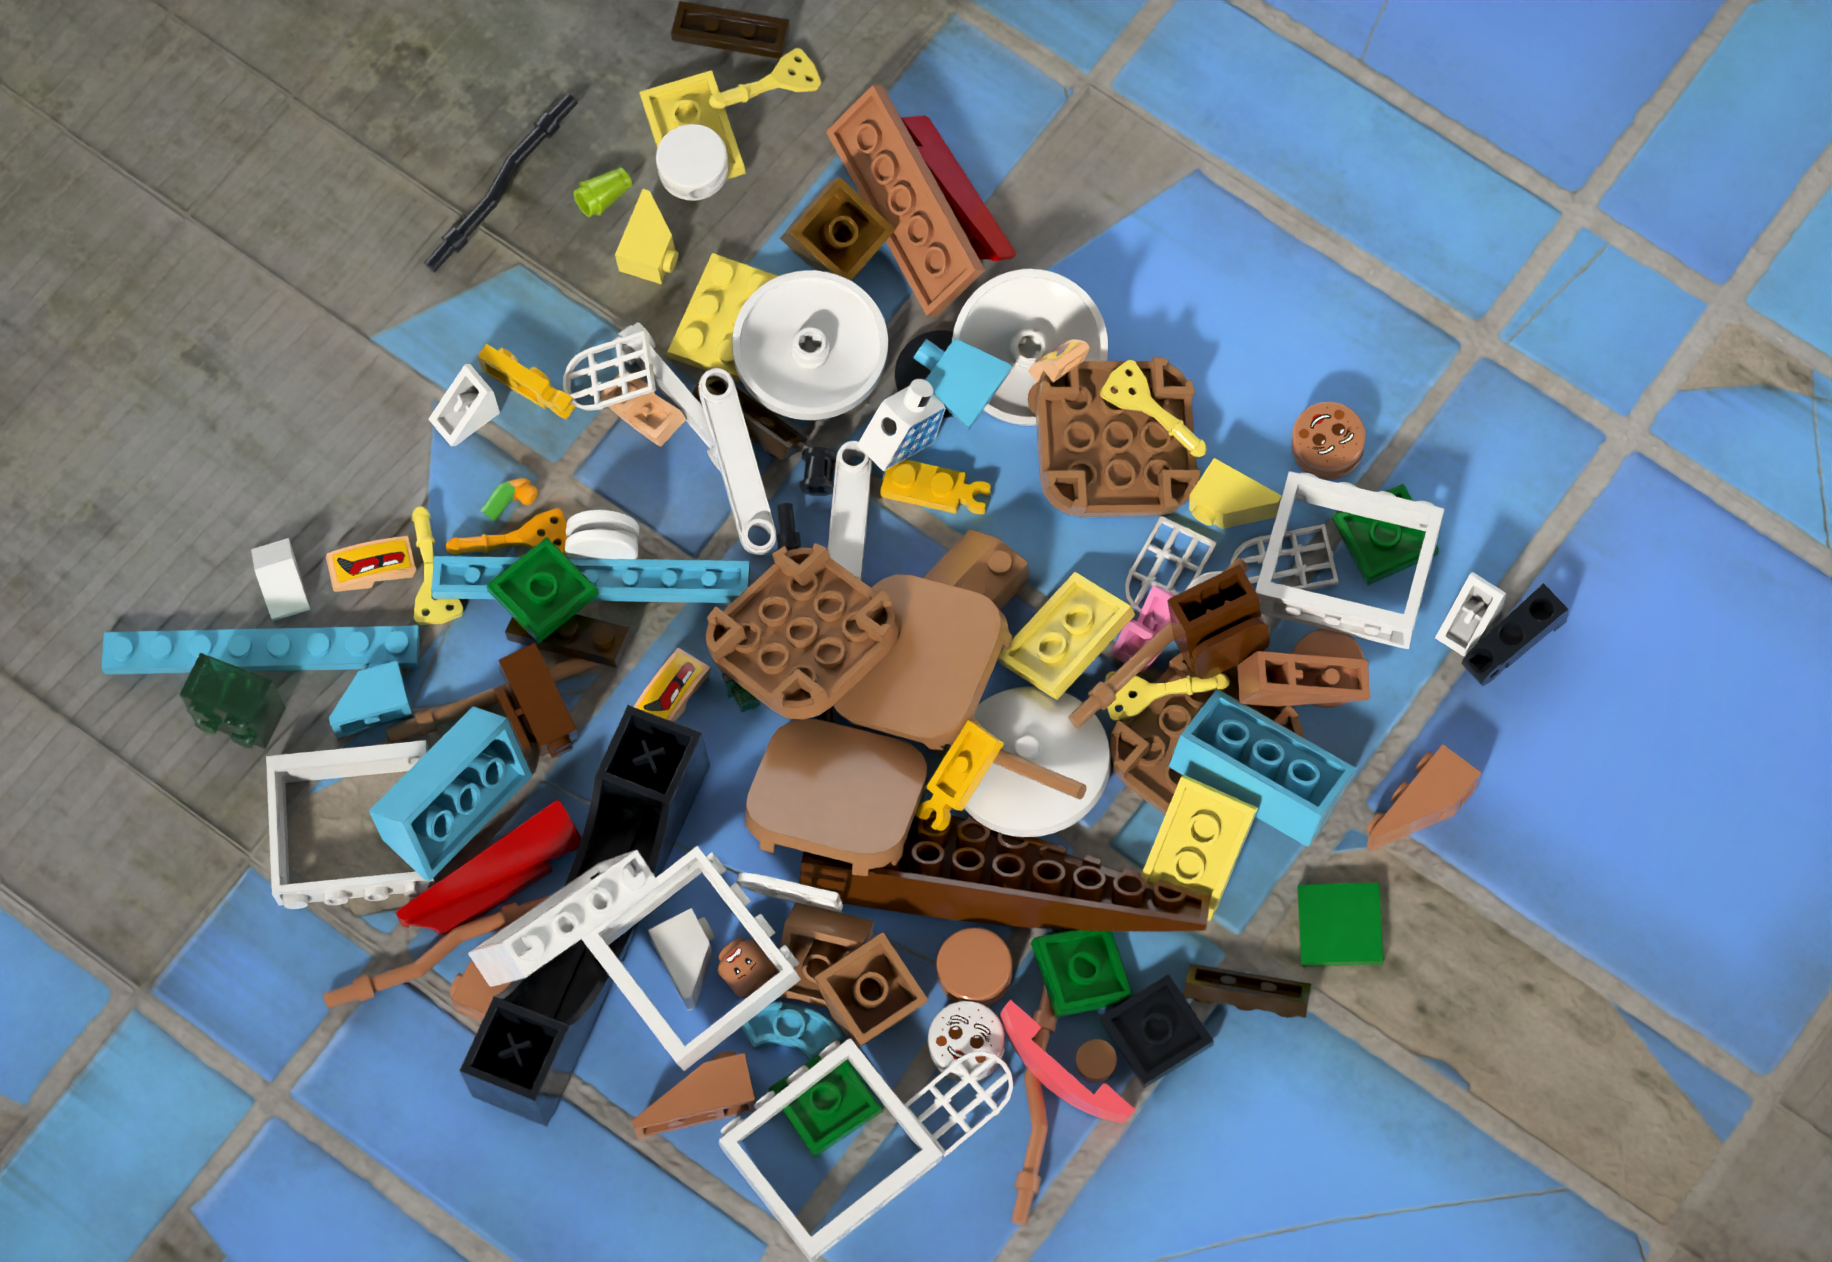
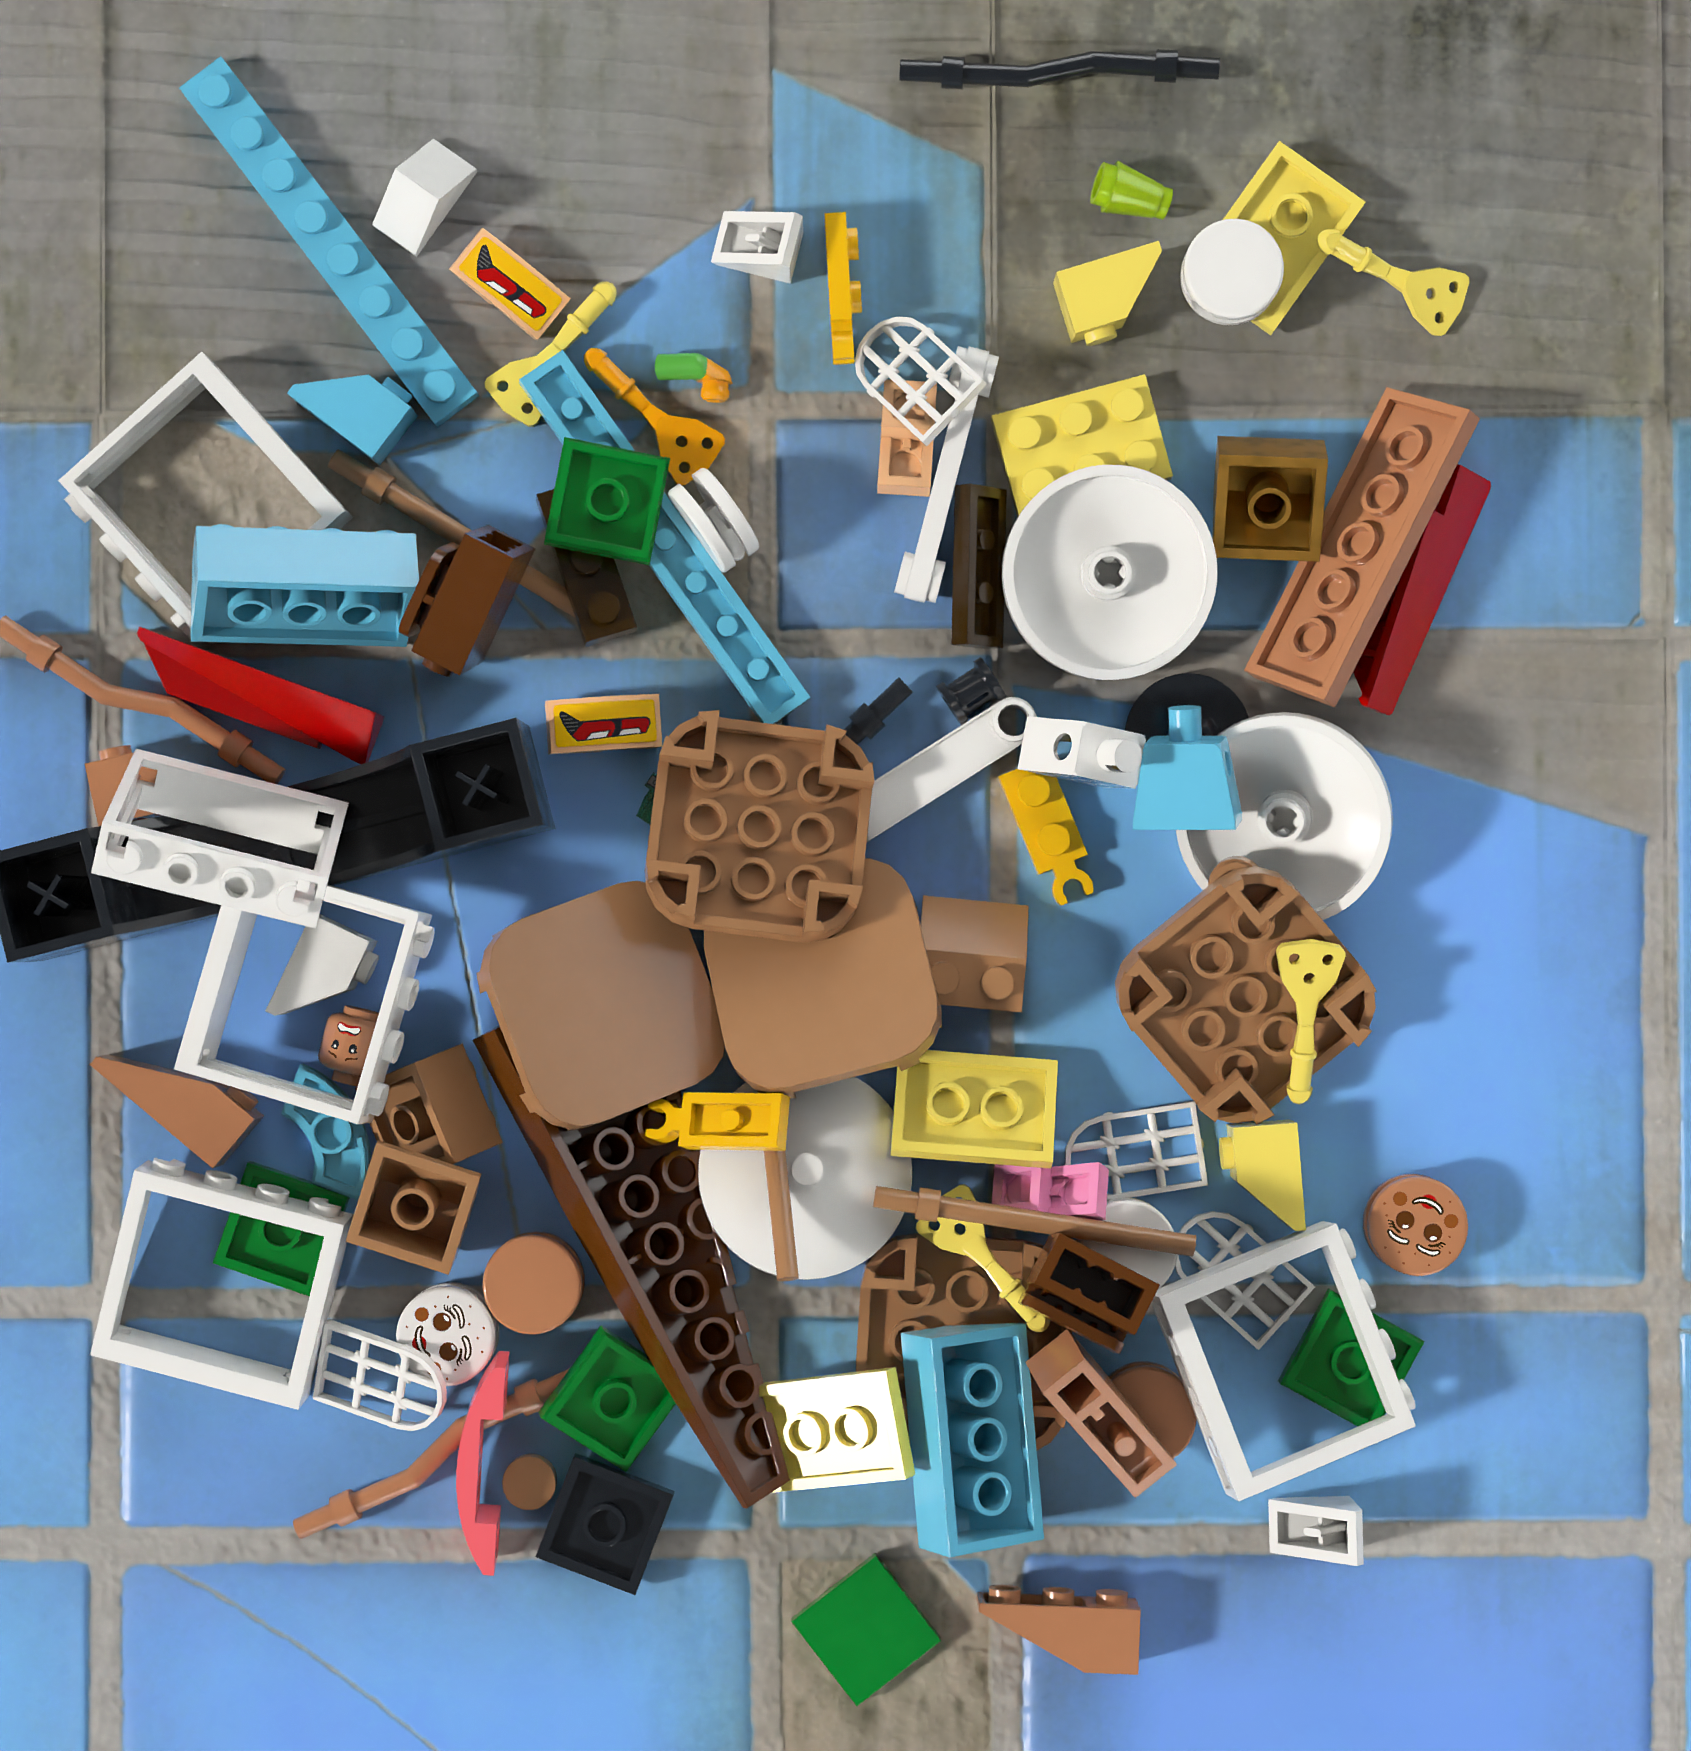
camera: 45 degrees right, 20 degrees up
(232, 702) = (233, 264): clear green brick -> none
(730, 30) = (1433, 182): dark brown plate -> none
(737, 461) = (910, 600): white piece -> none
(790, 891) = (456, 1040): white window -> none
(1060, 360) = (1280, 878): light nougat slope -> none
(1247, 991) = (718, 1589): dark brown plate -> none
(1516, 635) = (1330, 1592): black leg -> none

